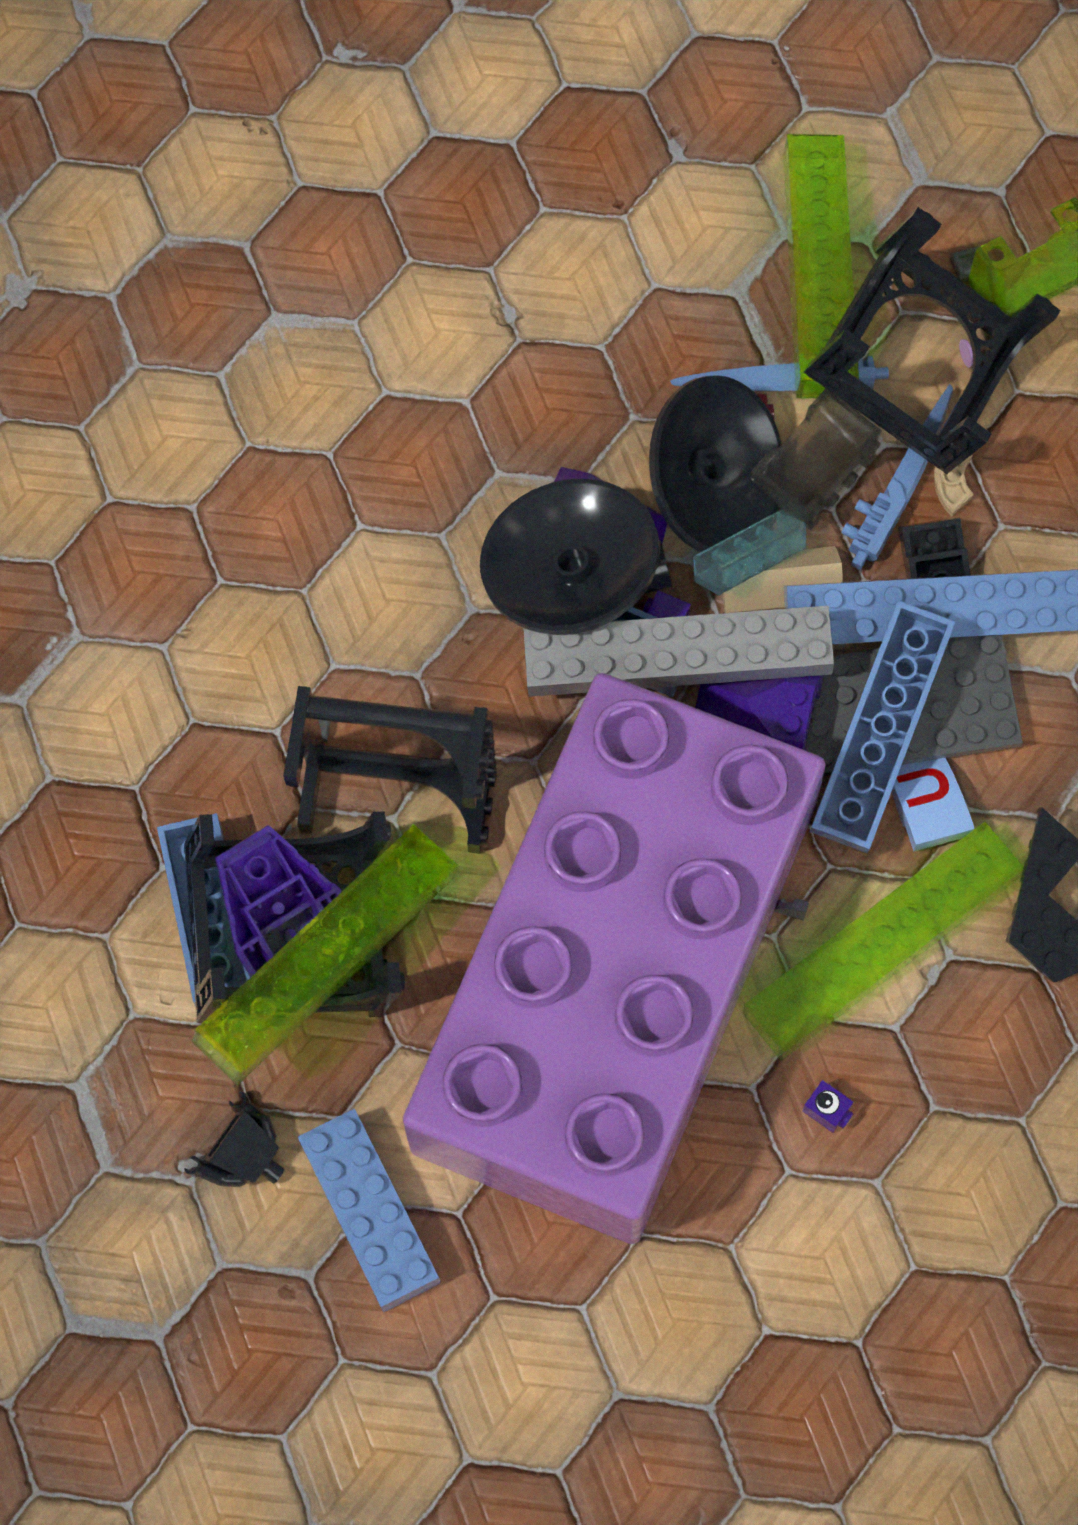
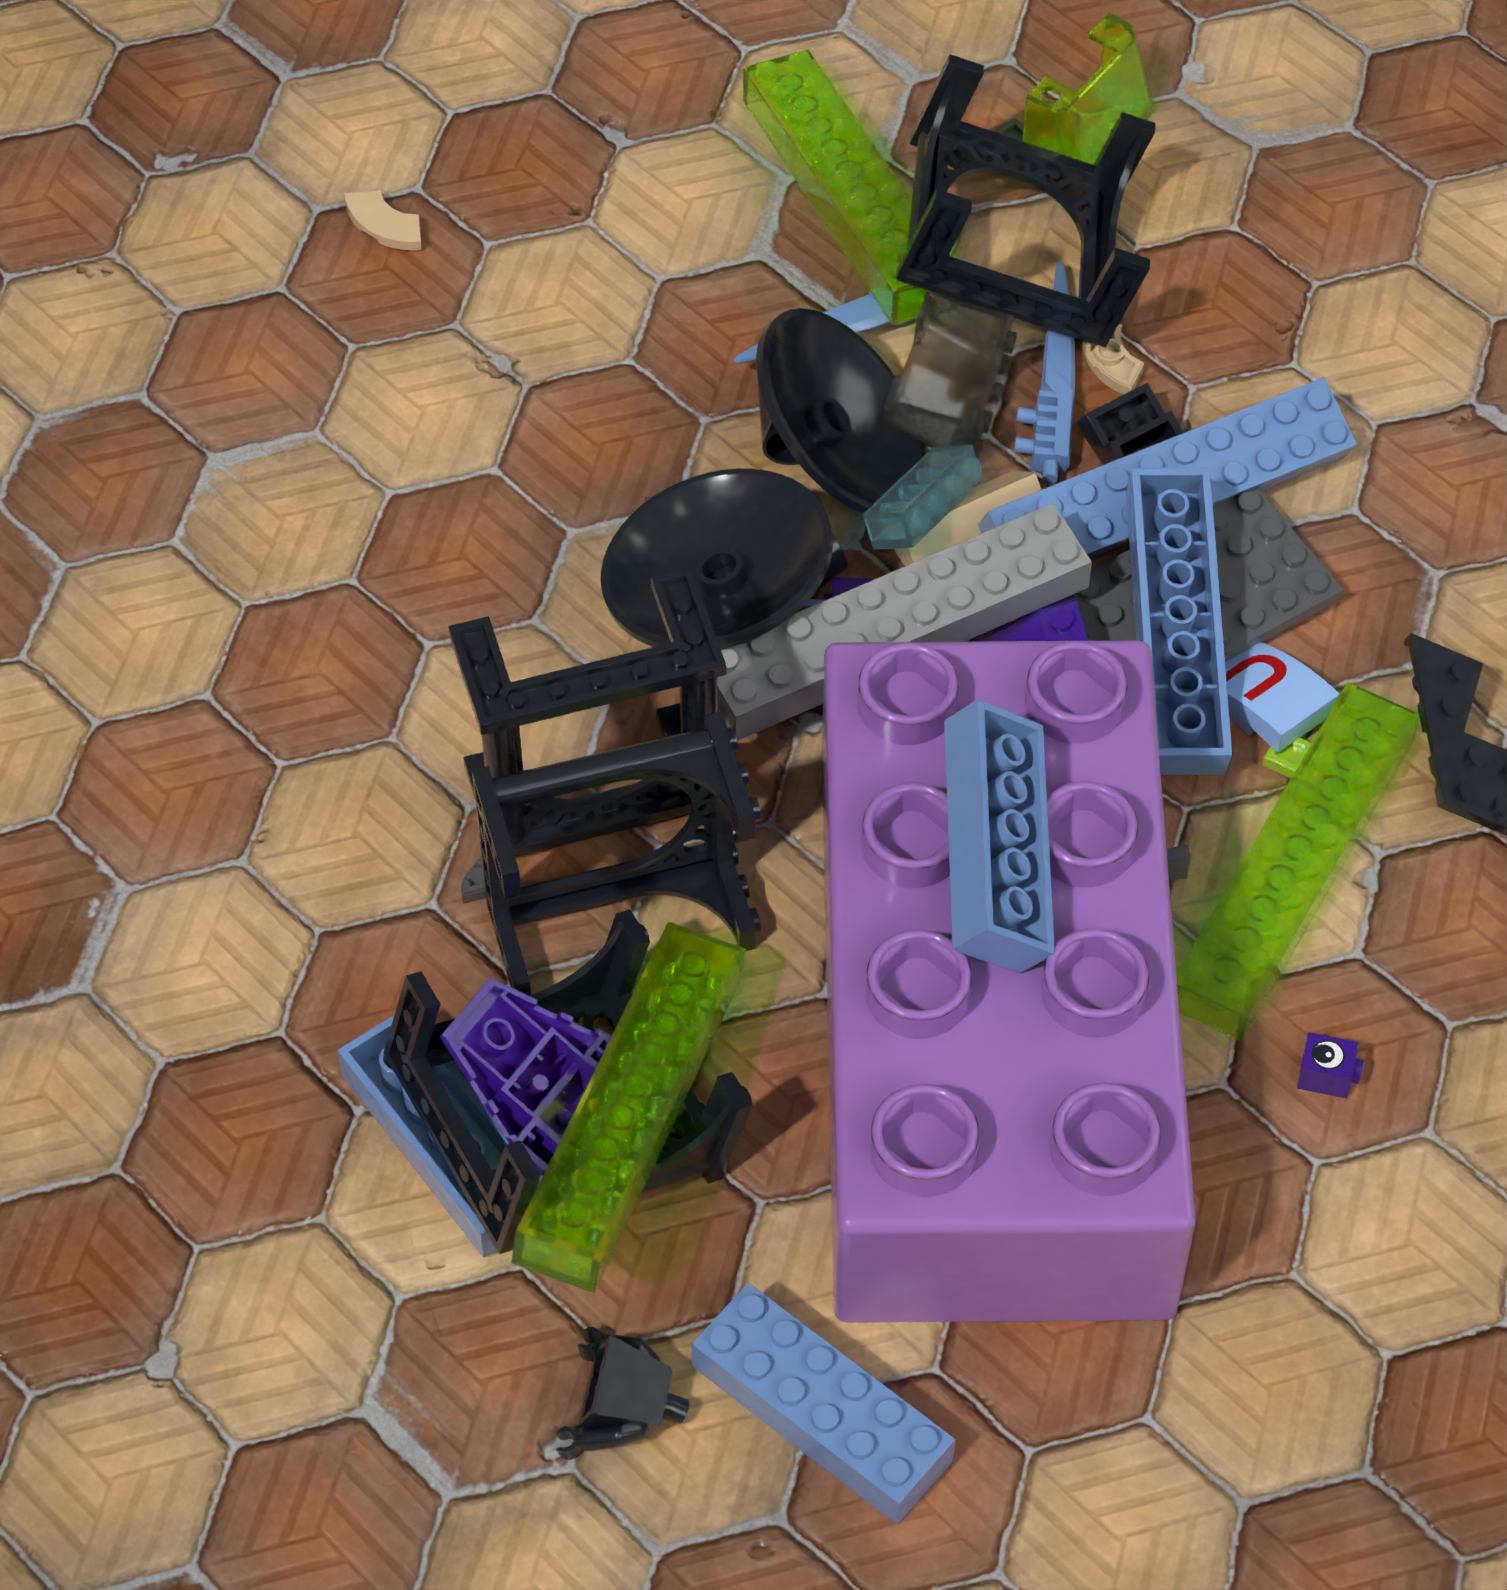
camera: 25 degrees left, 15 degrees down
(473, 164) = (382, 222): none -> tan tile
(489, 658) = (501, 706): none -> black arch
(632, 883) = (998, 837): none -> medium blue brick
(920, 858) = (1288, 759): none -> lime tile
(966, 353) = (1060, 224): lavender piece -> none

